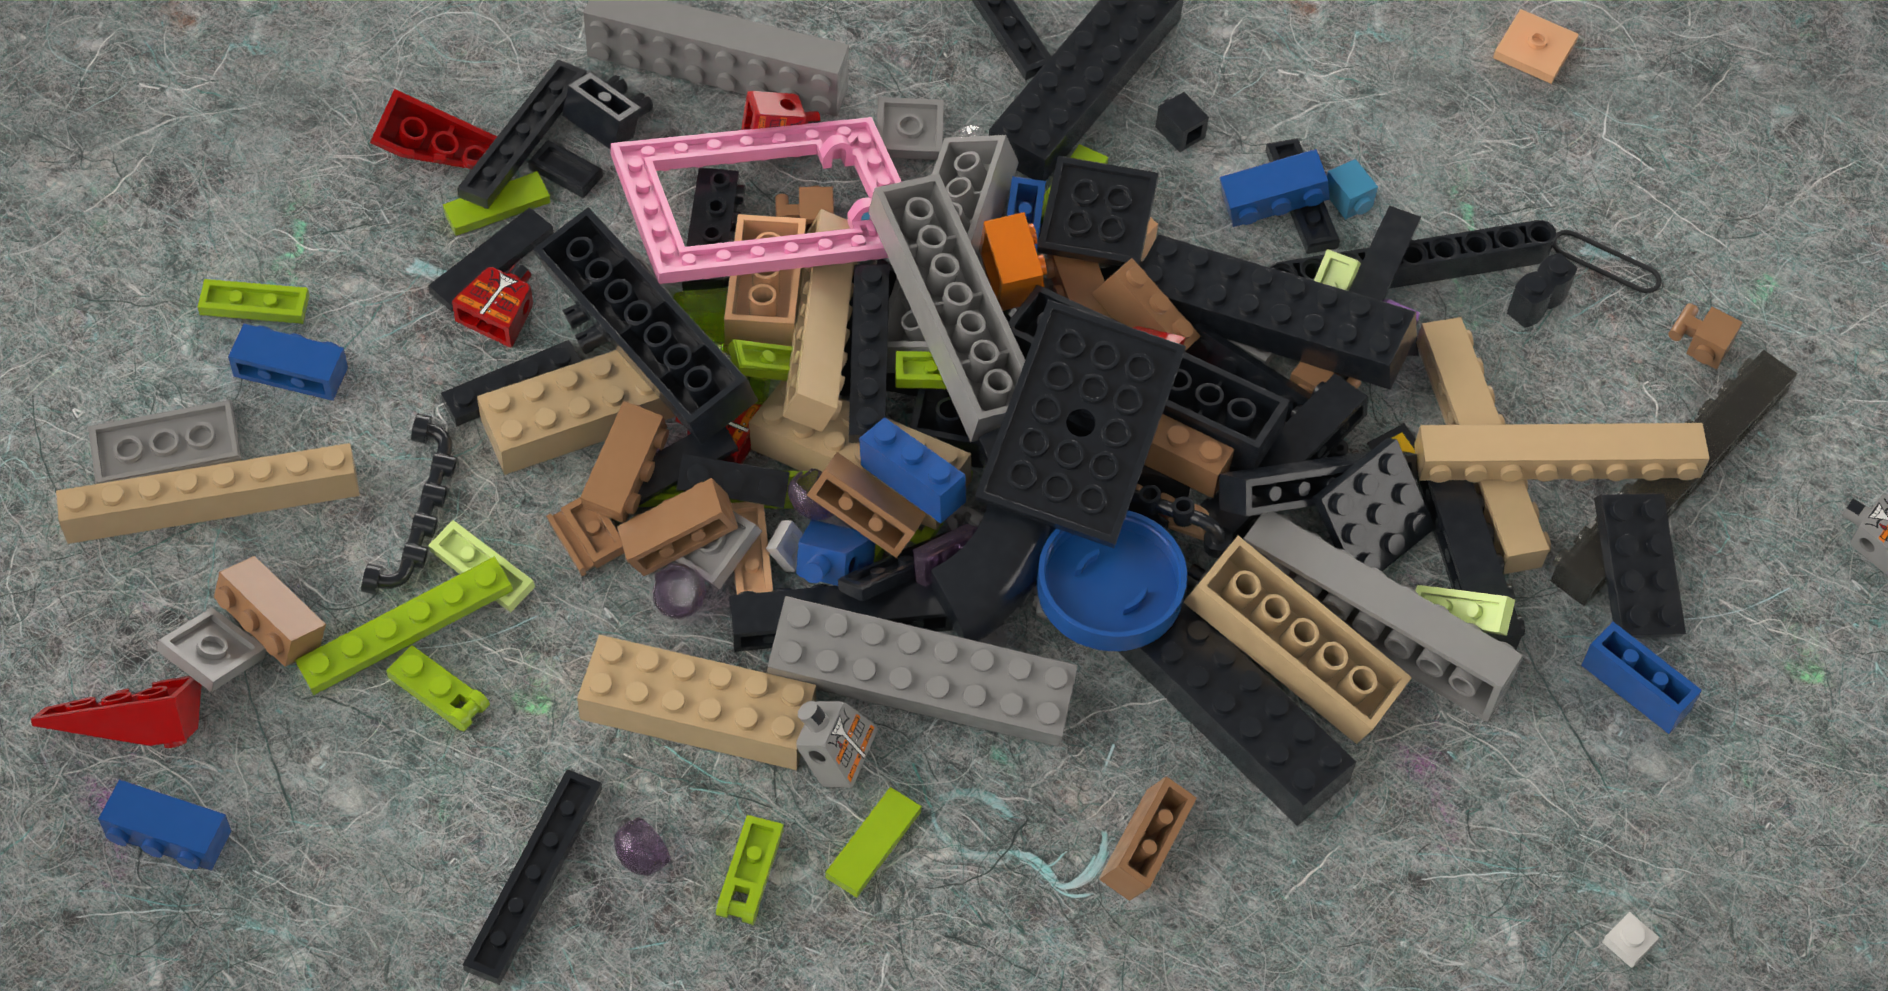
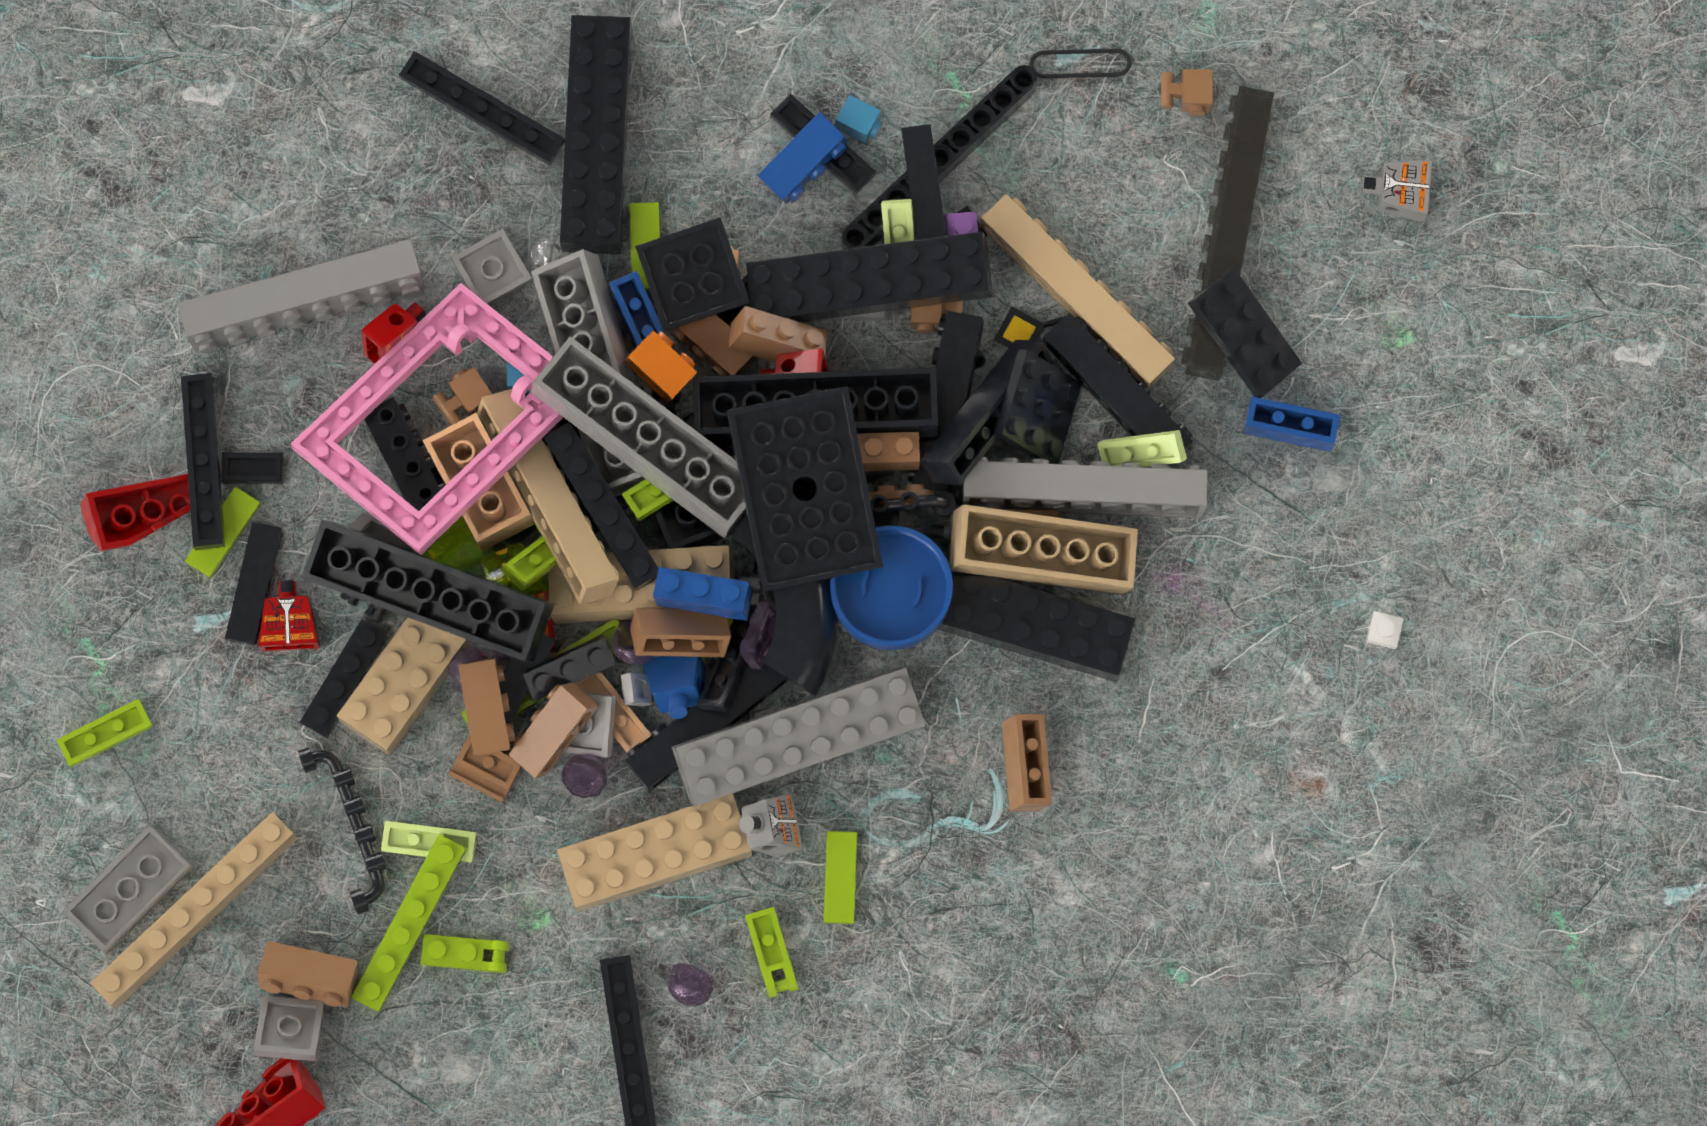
camera: 30 degrees left, 20 degrees up
(288, 361) = (169, 766): blue brick -> none
(603, 109) = (251, 404): black brick -> none
(1181, 121) = (694, 134): black brick -> none
(1229, 357) = (878, 337): black plate -> none
(1541, 290) = (1050, 125): black brick -> none
(1561, 451) = (1143, 275): tan brick -> none

